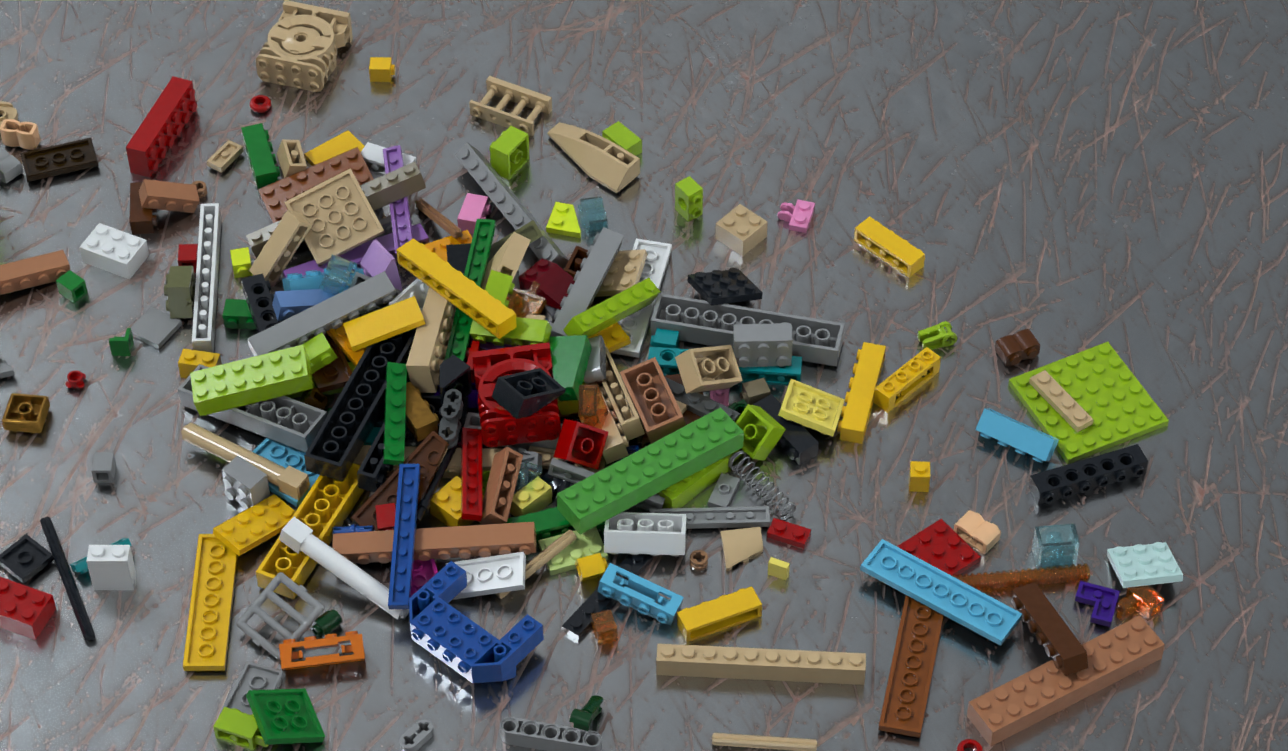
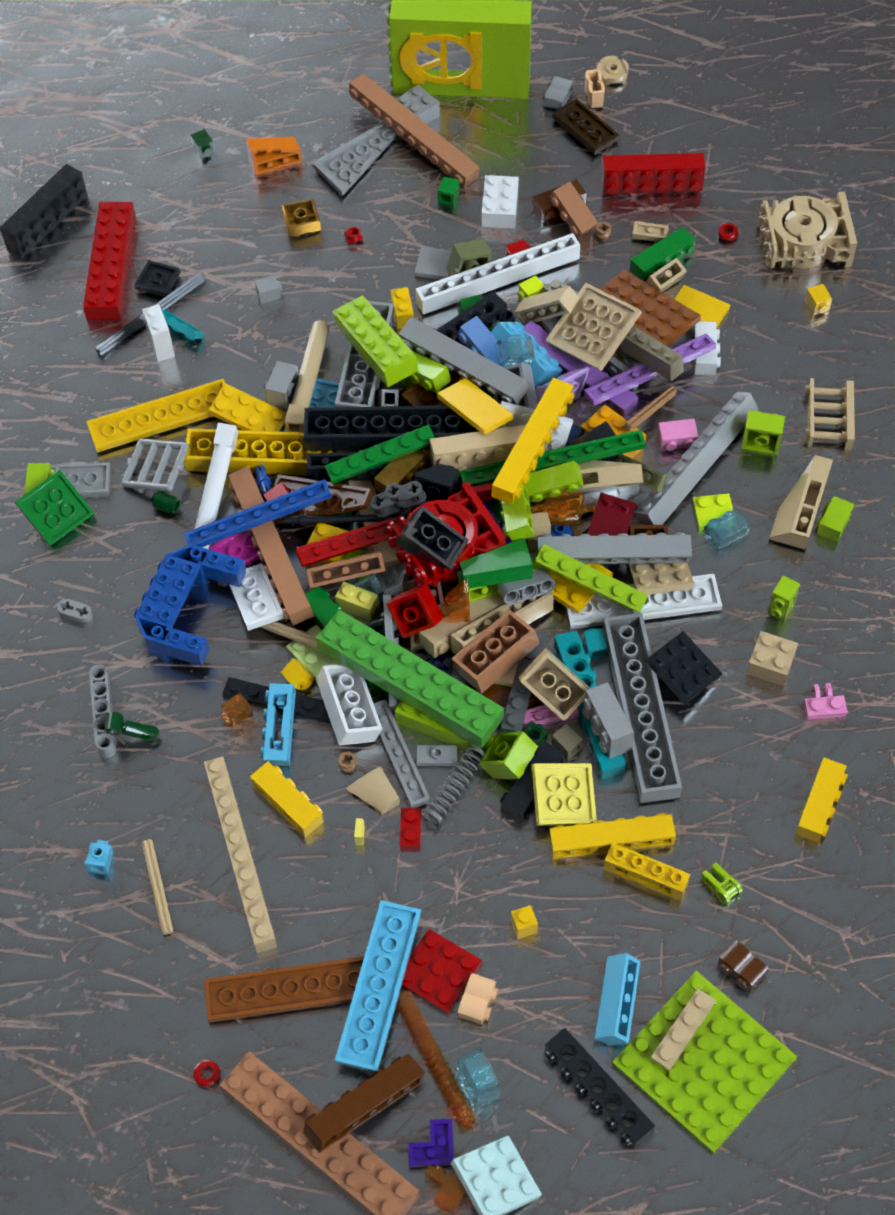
camera: 70 degrees right, 10 degrees up
(122, 345) = (404, 250): green panel -> none
(311, 643) = (121, 488): orange brick -> none

